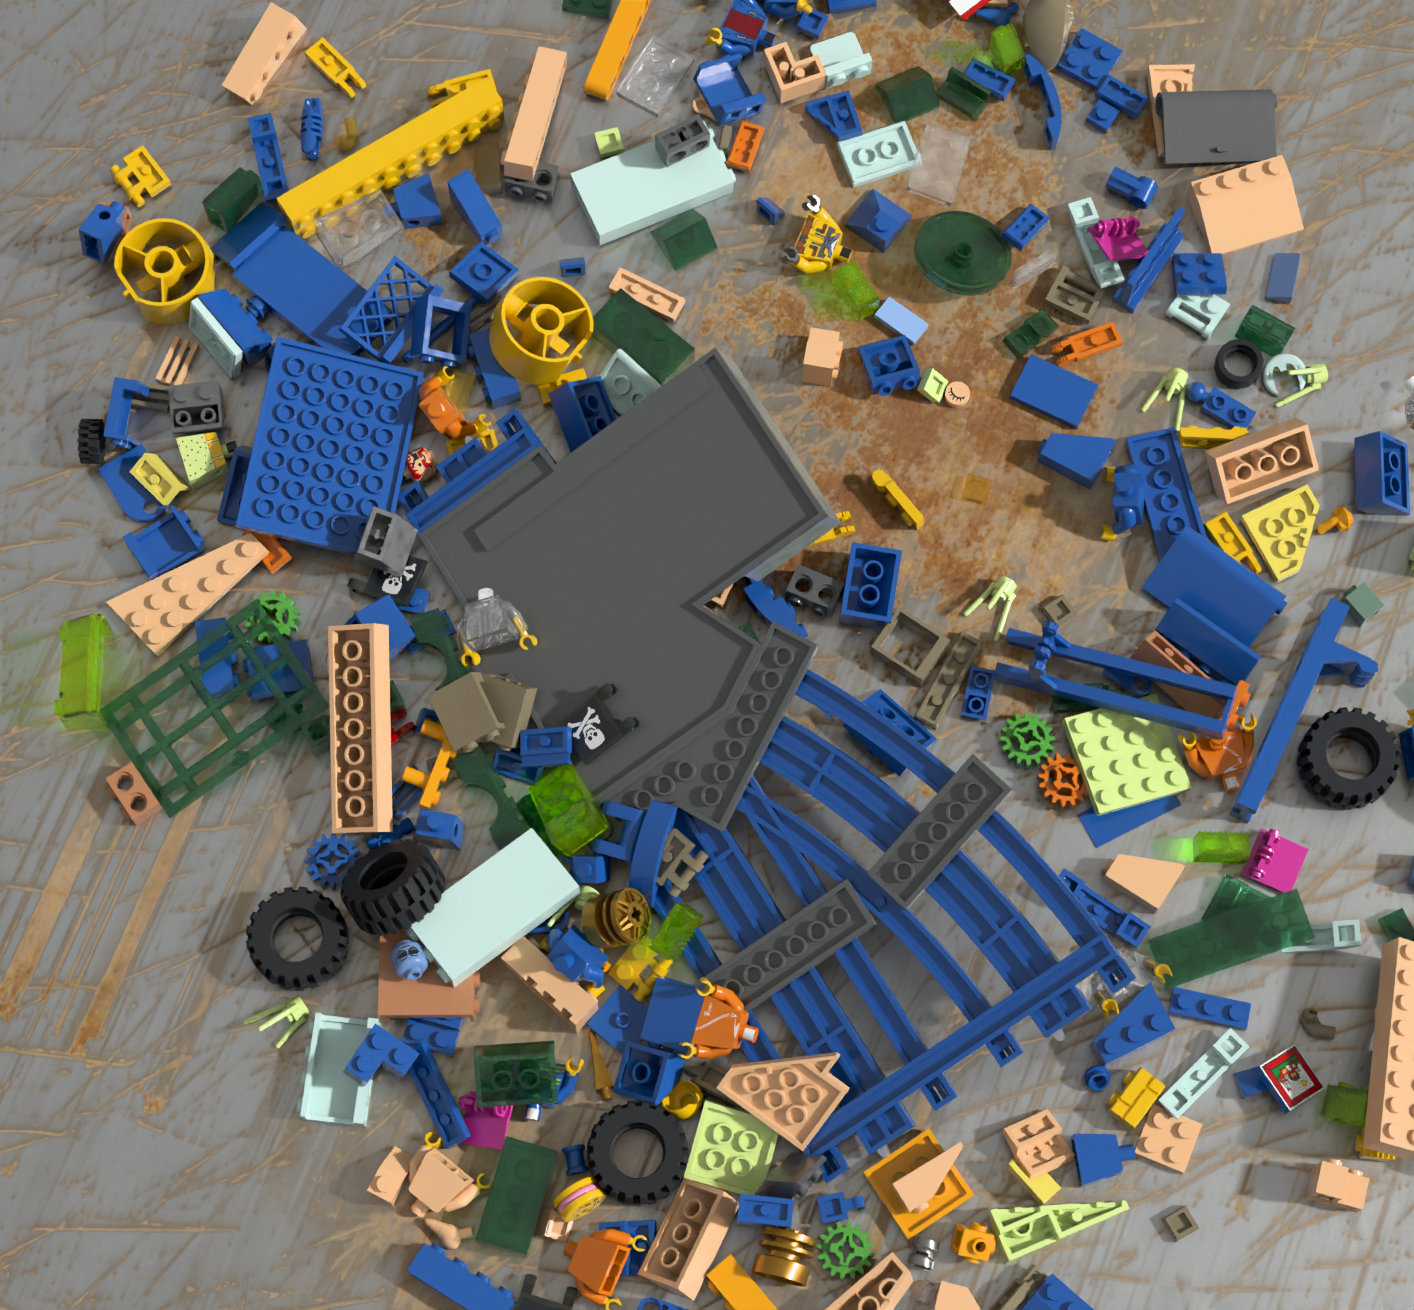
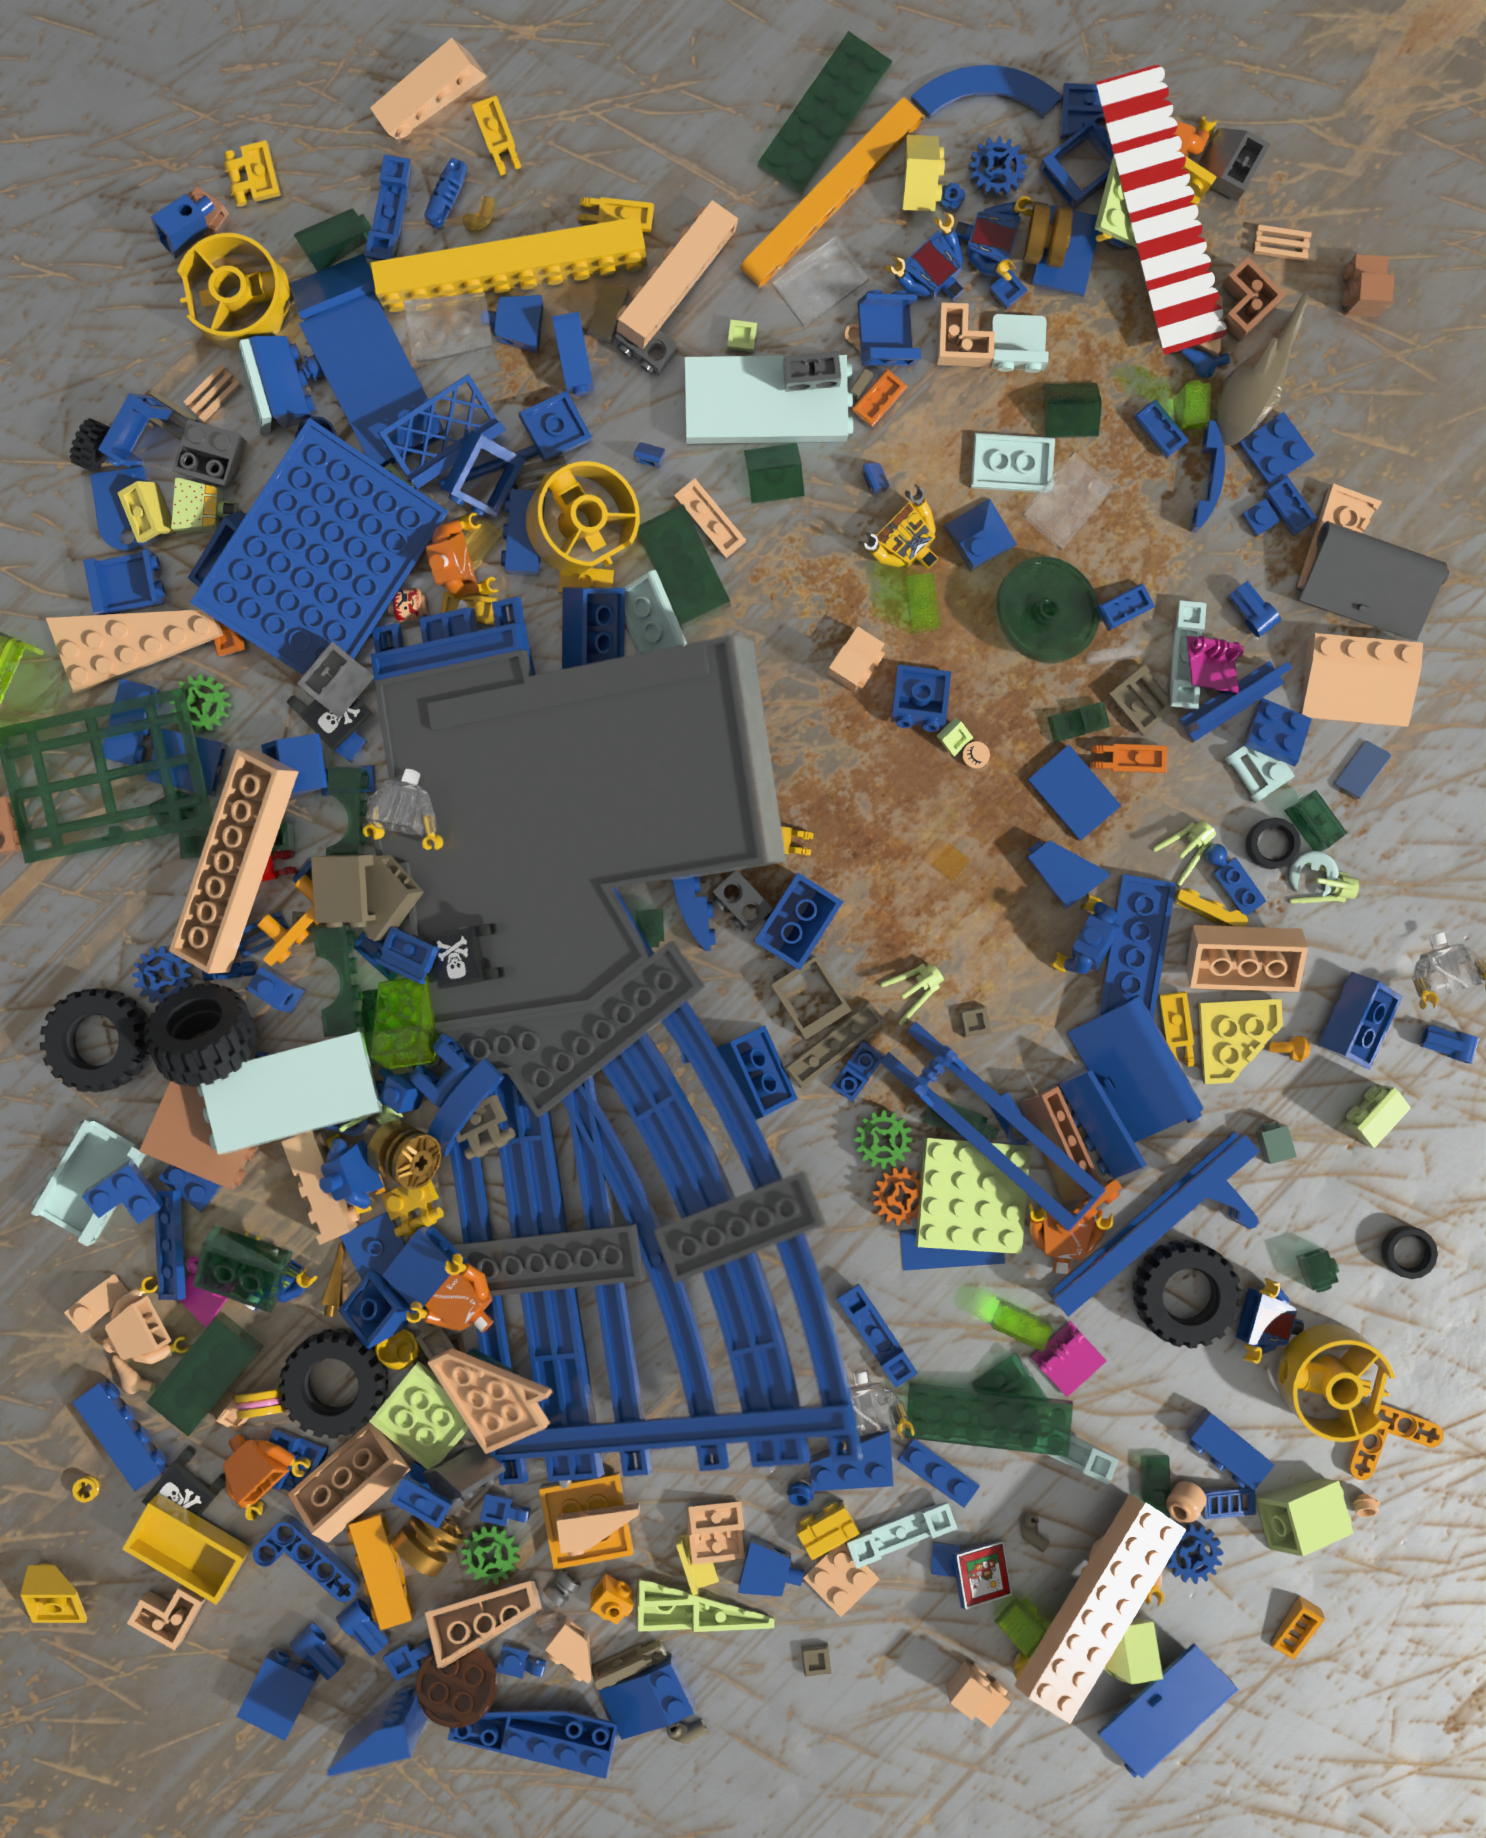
camera: 25 degrees right, 15 degrees up
(292, 1009) = (69, 1105): yellowish green plant -> none
(409, 960) = (187, 1113): medium blue head -> none
(575, 1160) = (274, 1360): blue bush -> none
(676, 931) = (454, 1195): clear neon green brick -> none
(836, 115) = (987, 403): blue wing -> none
(896, 497) = (865, 839): yellow hinge -> none
(901, 320) = (955, 653): light blue tile -> none
(964, 94) = (1128, 435): clear green panel -> none
(1142, 879) = (932, 1324): light nougat slope -> none

